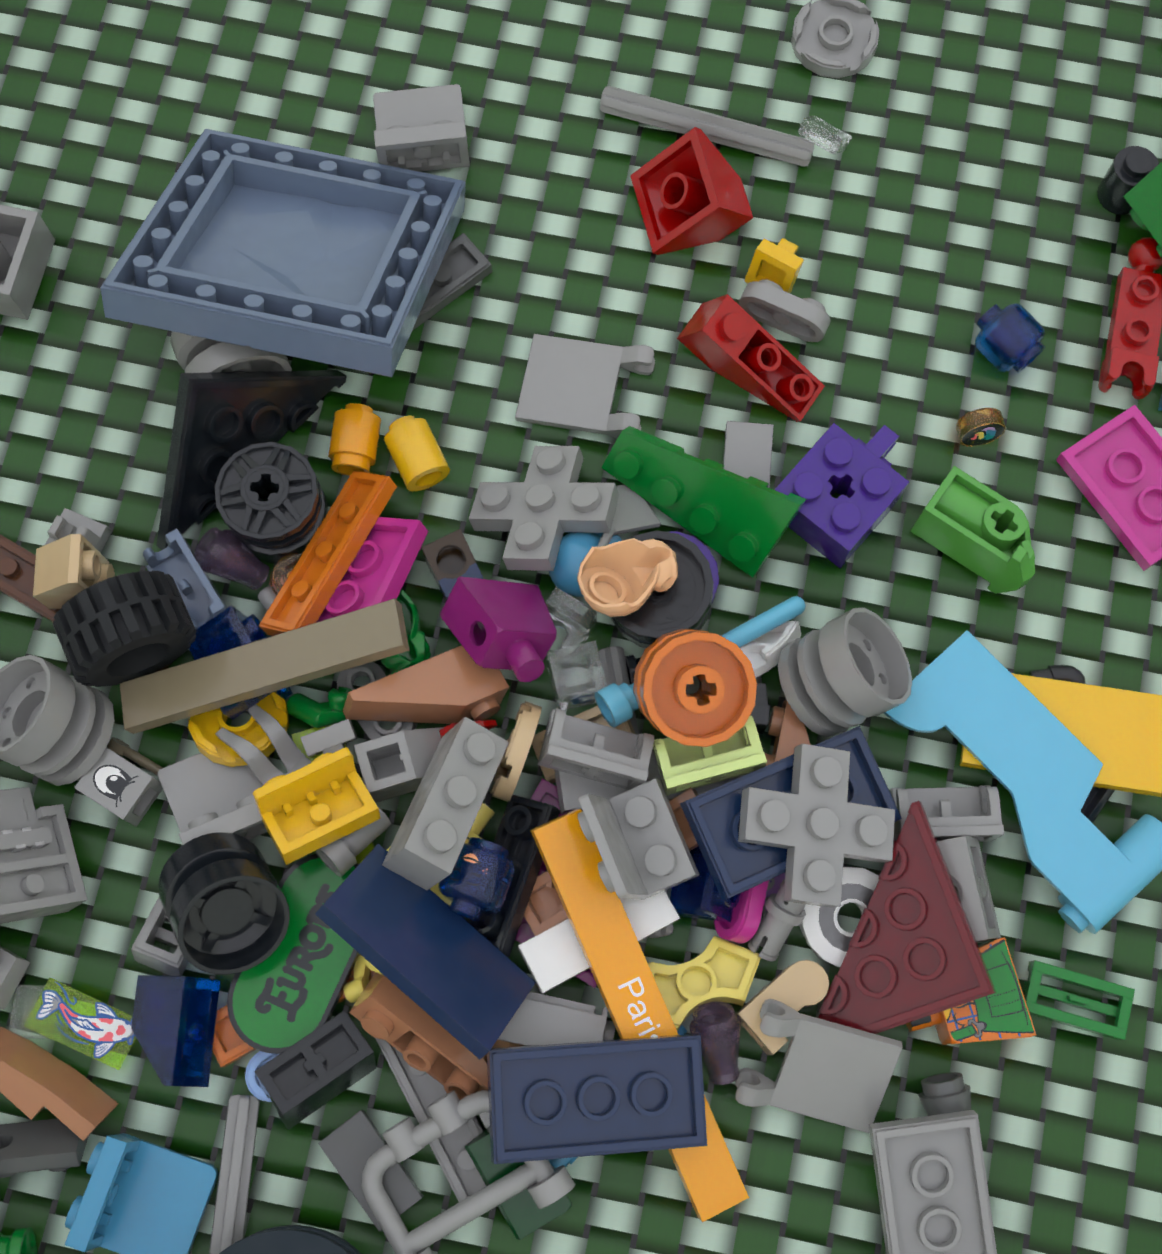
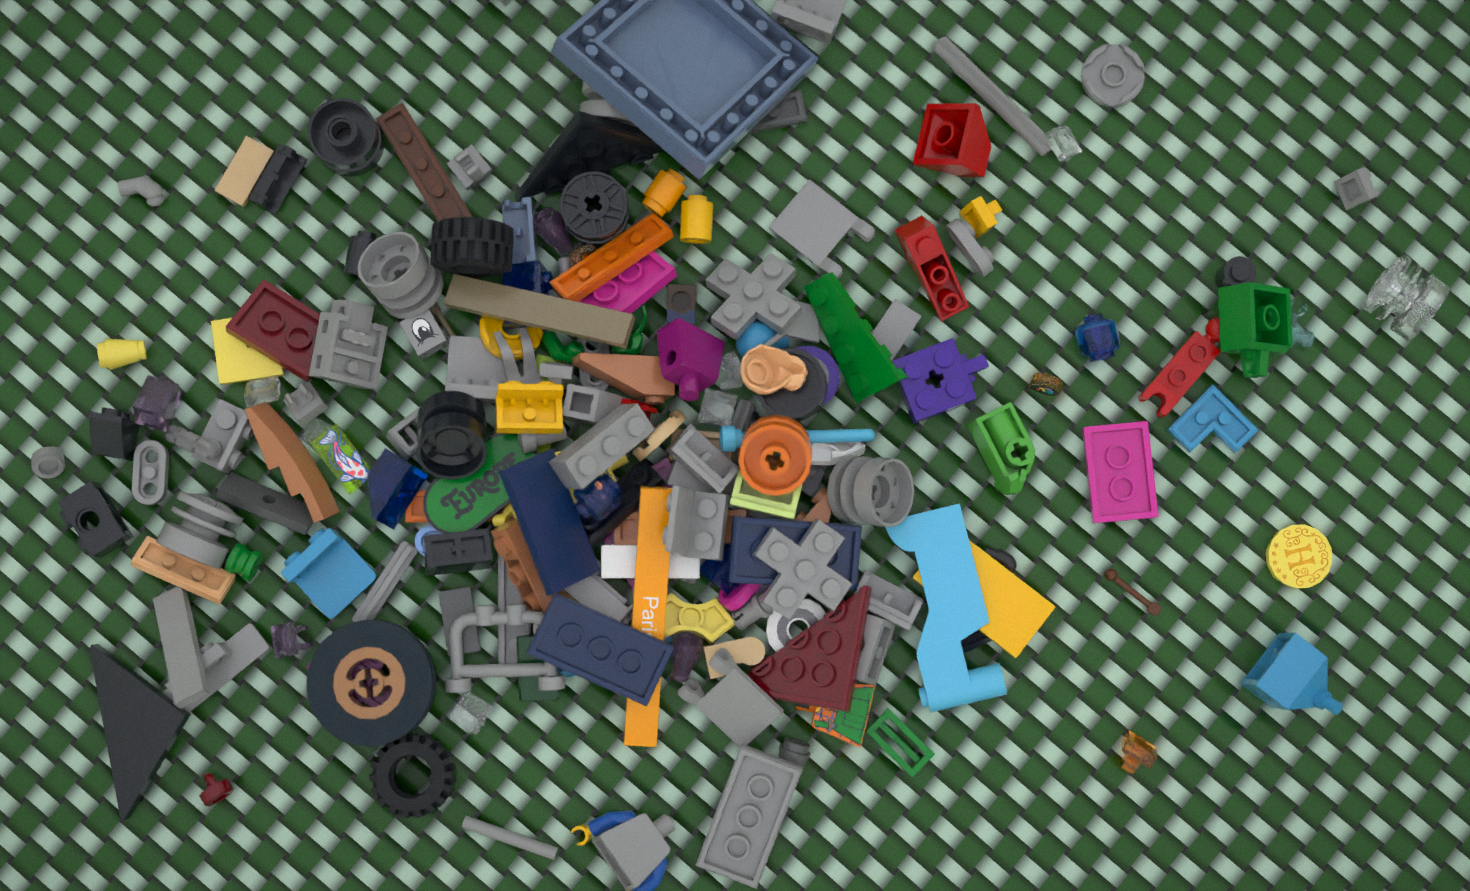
camera: 25 degrees right, 10 degrees up
(66, 569) = (457, 194): tan slope -> none

